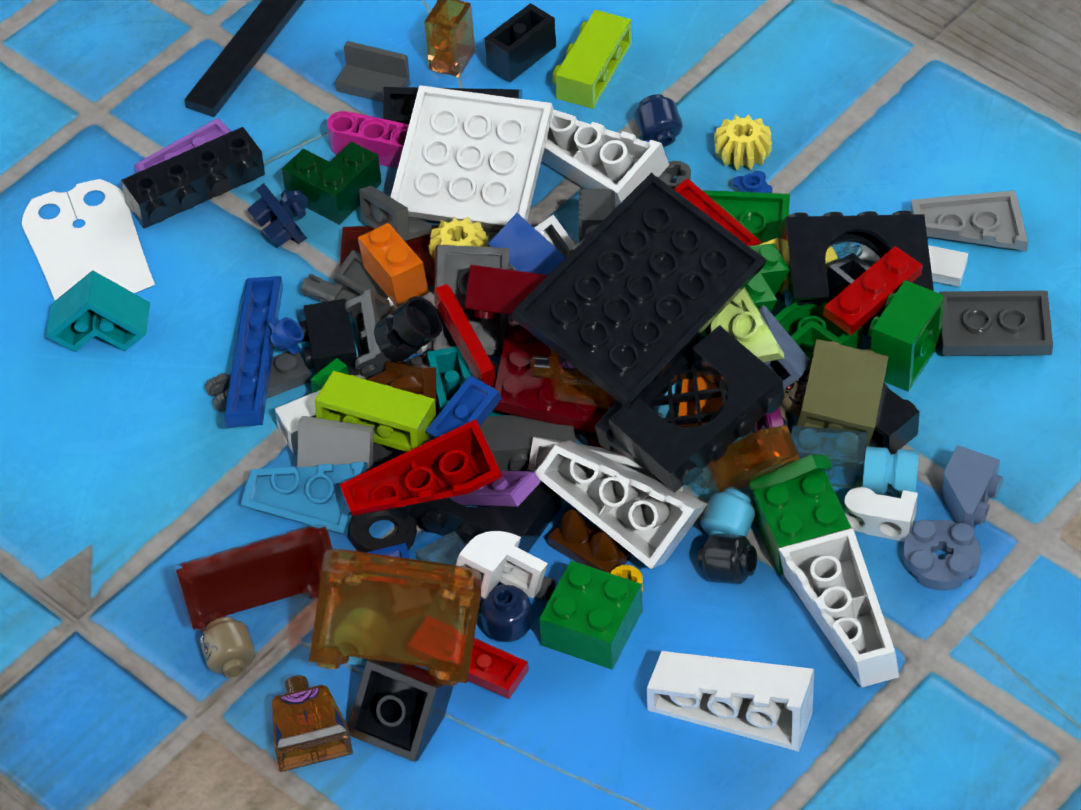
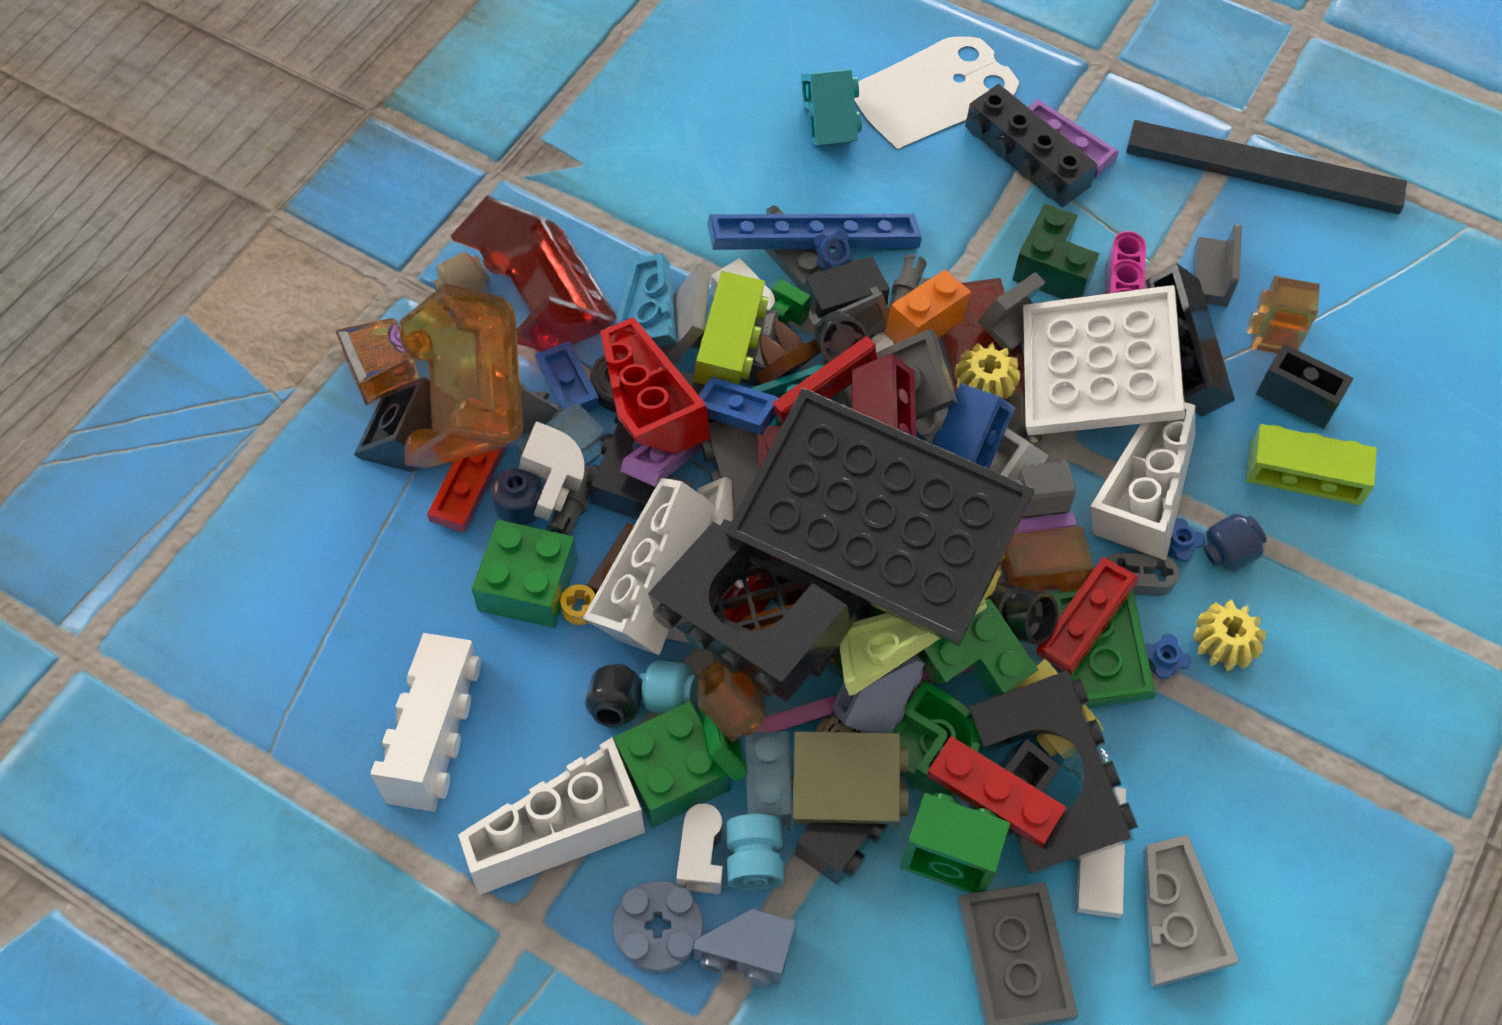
camera: 75 degrees right, 10 degrees up
(291, 205) = (1002, 222): dark blue hips -> none

